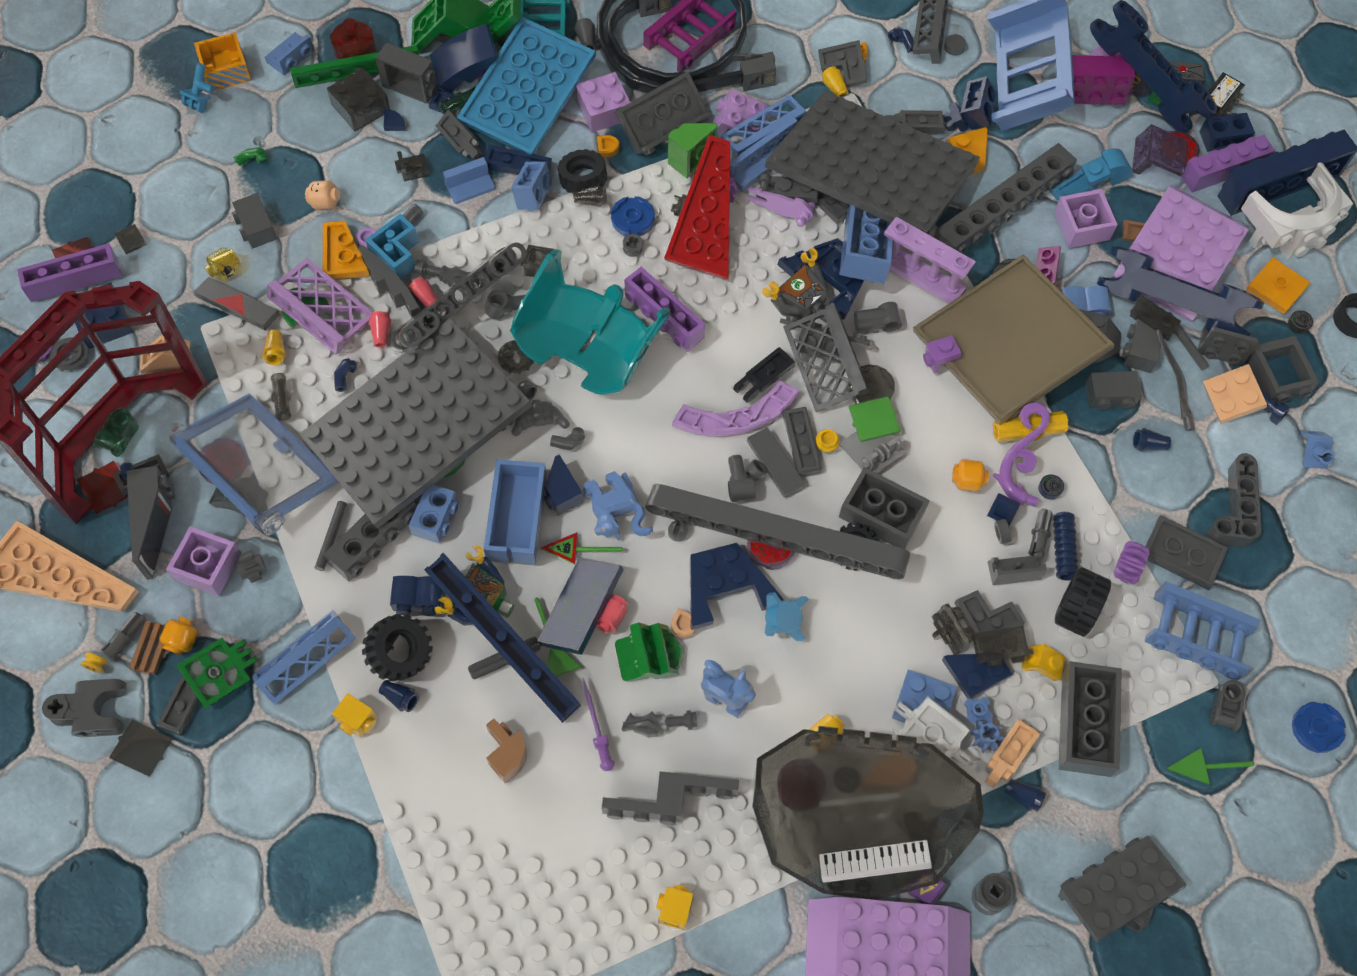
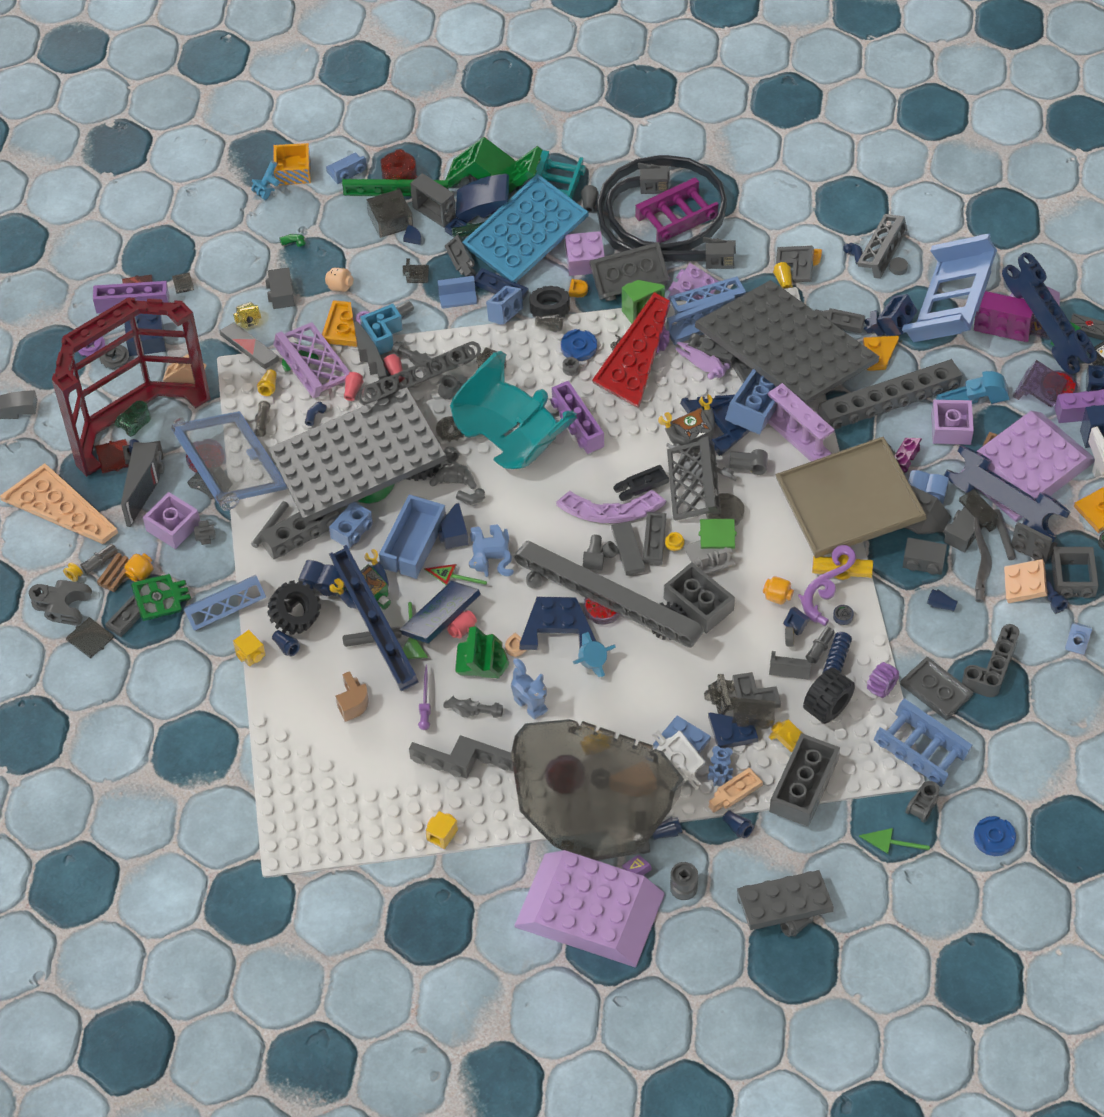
camera: 20 degrees right, 10 degrees down
(875, 861) = (599, 832): white tile -> none
(941, 352) = (788, 495): medium lavender bracket -> none

